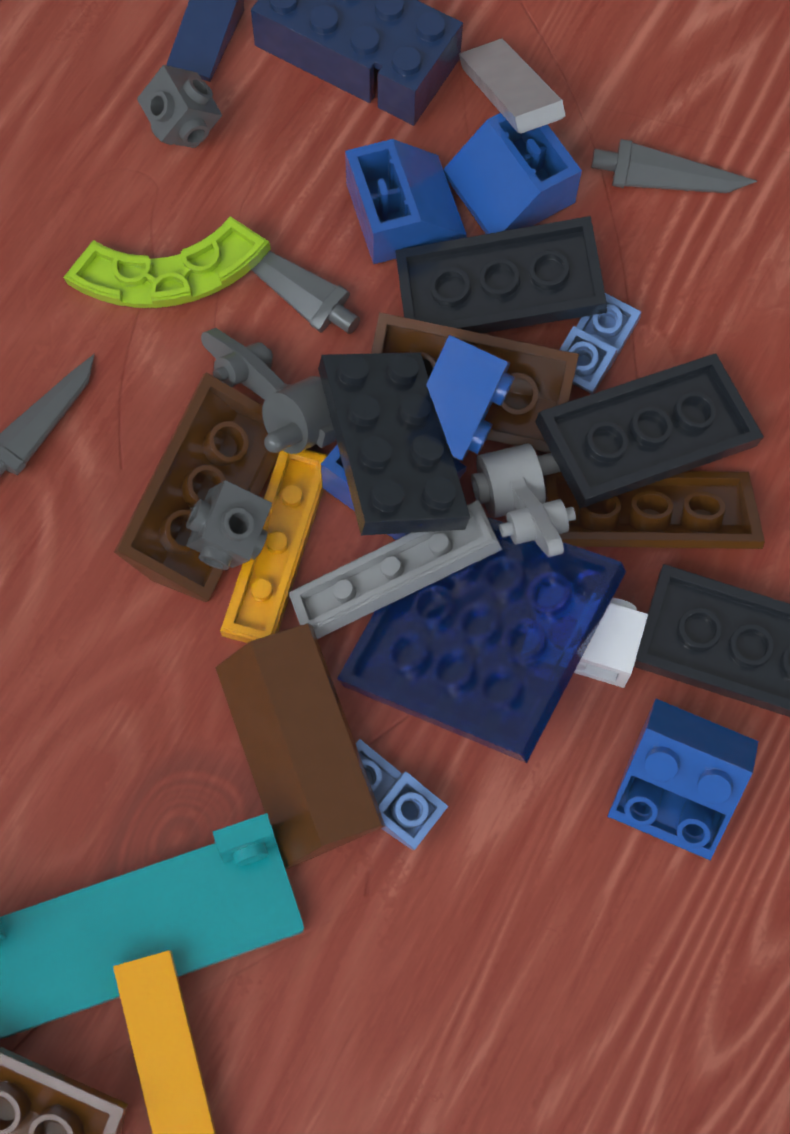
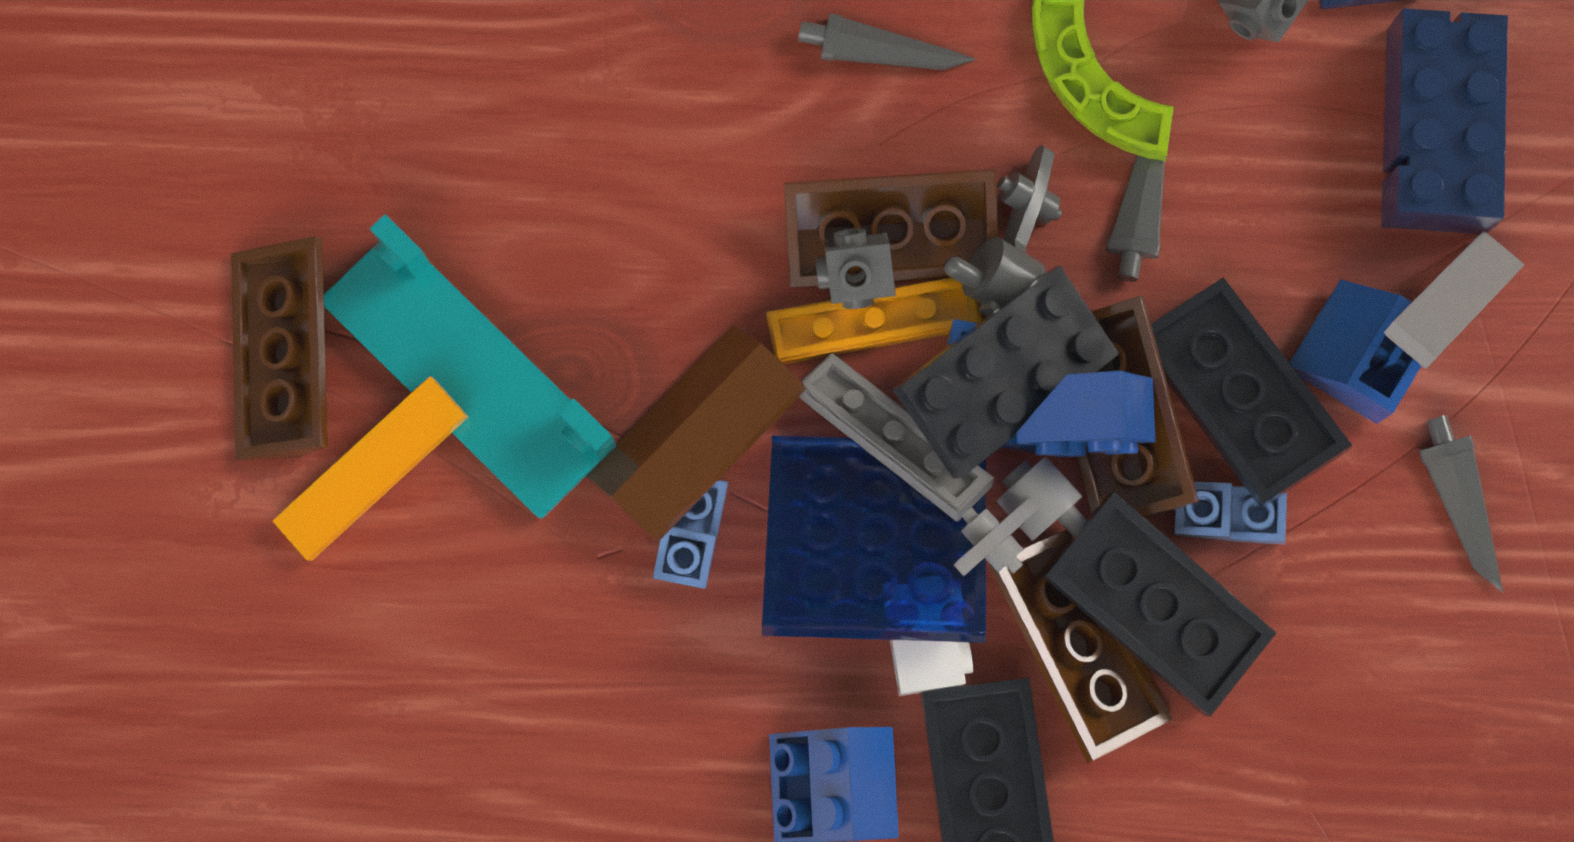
camera: 65 degrees right, 10 degrees up
(400, 198) = (1281, 258): blue slope -> none

